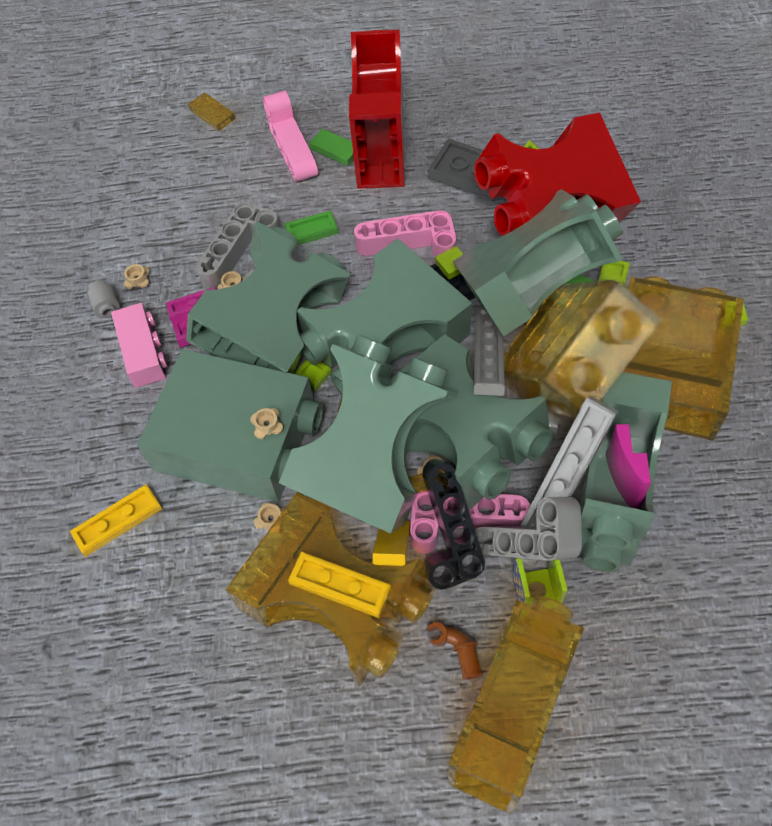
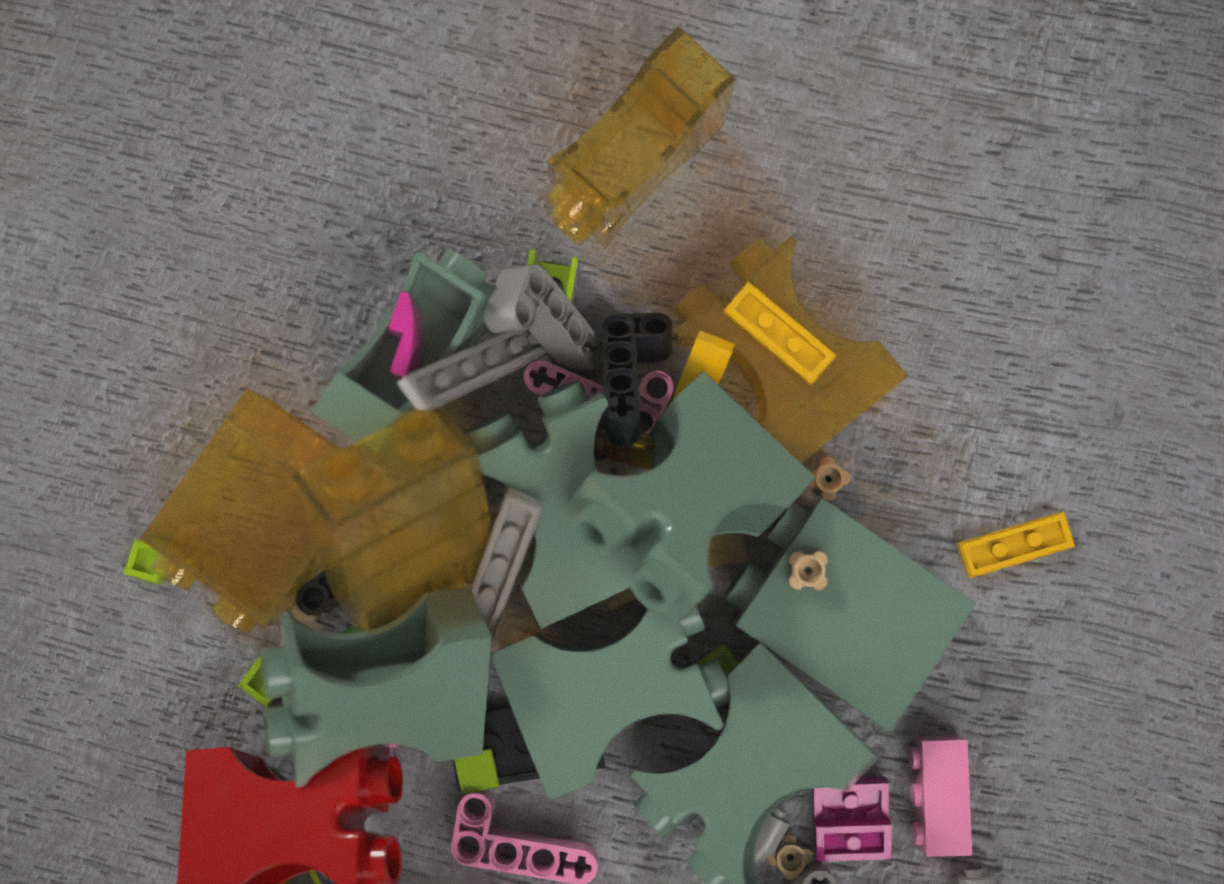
camera: 165 degrees left, 25 degrees up
(462, 645) = (658, 250): dark orange piece -> none

